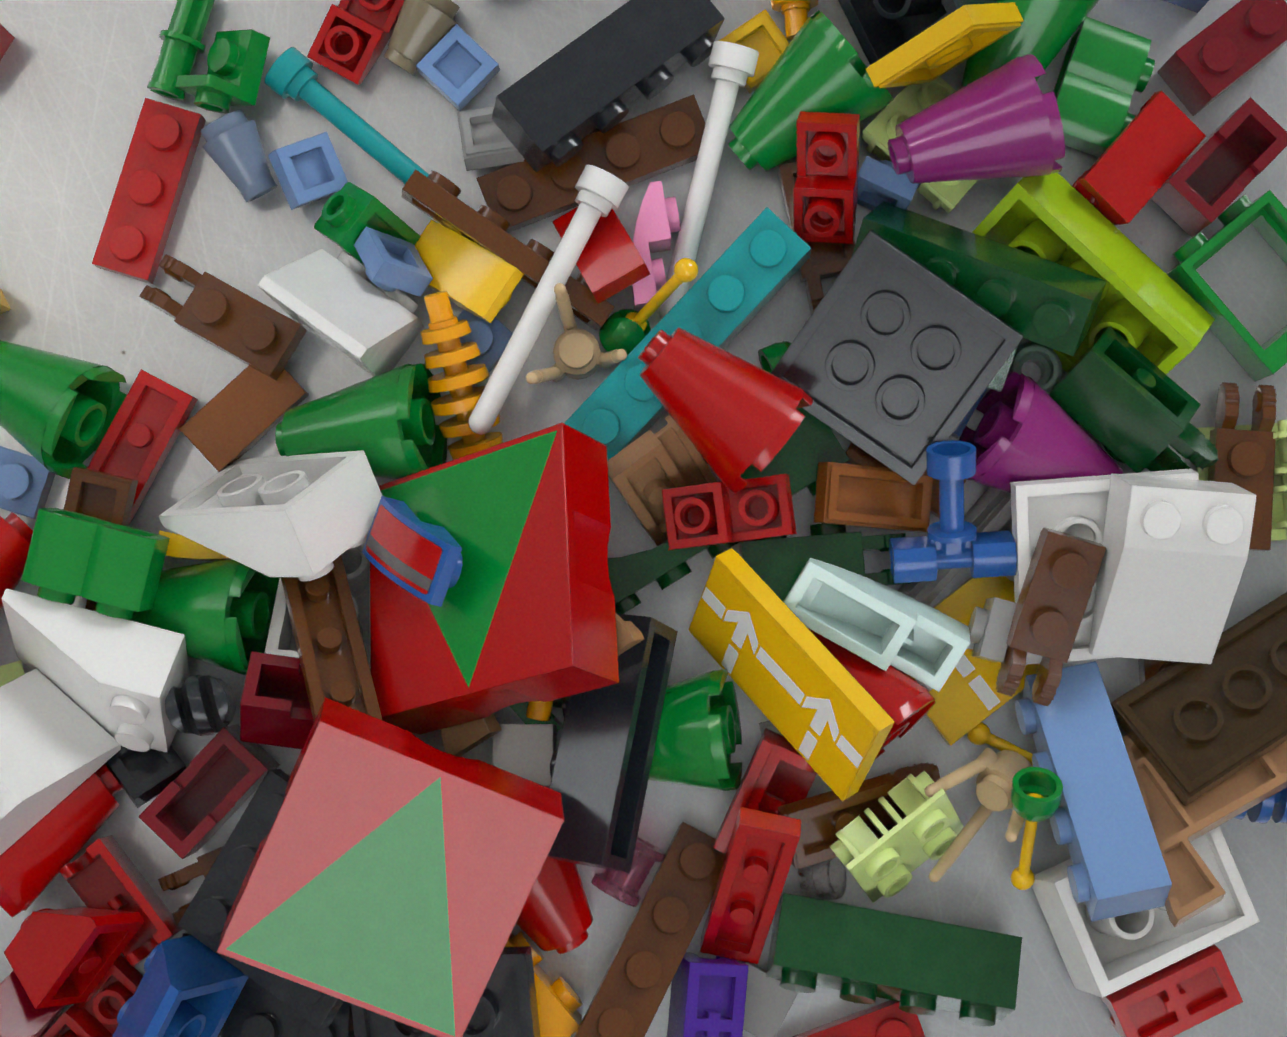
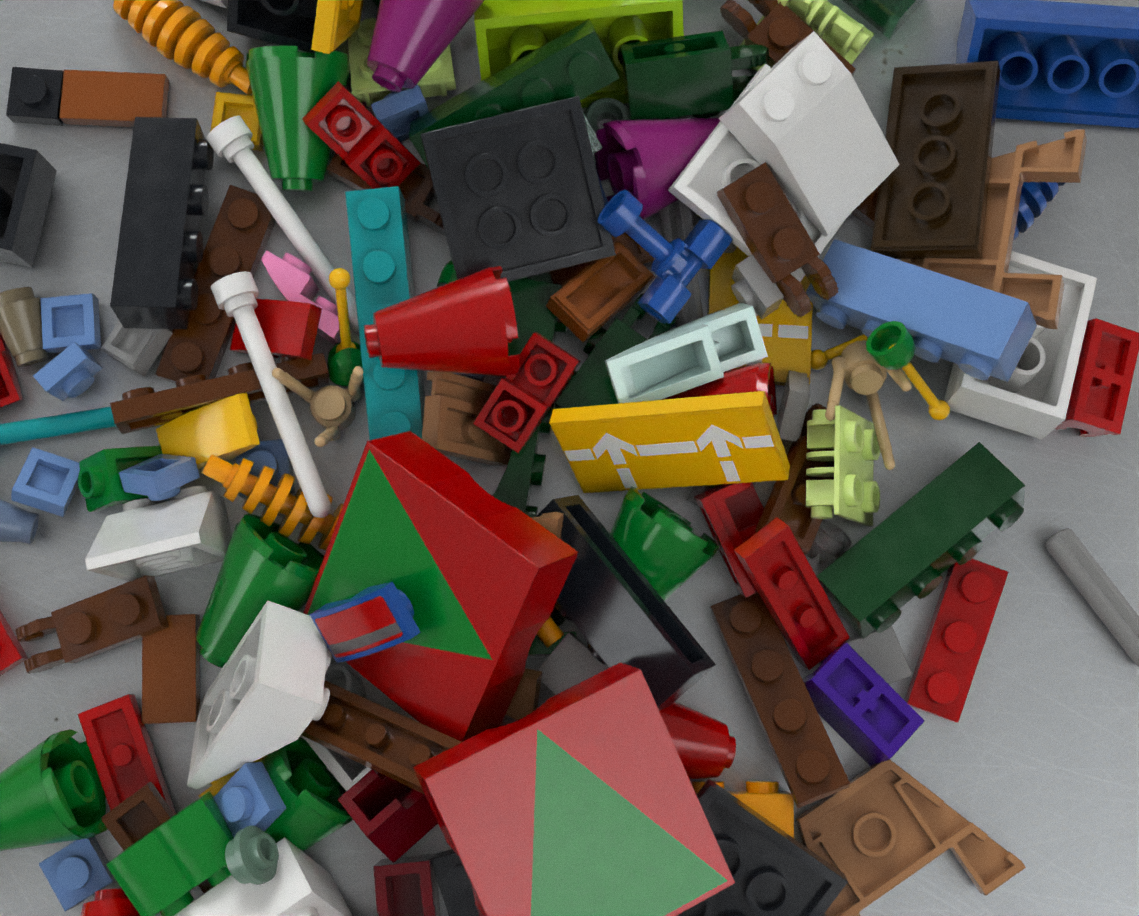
camera: 45 degrees left, 5 degrees down
(145, 623) = (252, 856): none -> sand green plate
(187, 581) = (249, 799): none -> medium blue plate
(201, 705) = (344, 869): black arm -> none
(414, 105) = (68, 373): none -> medium blue plate
(627, 885) = (719, 679): clear pink bush -> none
(916, 748) = (793, 405): none -> light grey tile

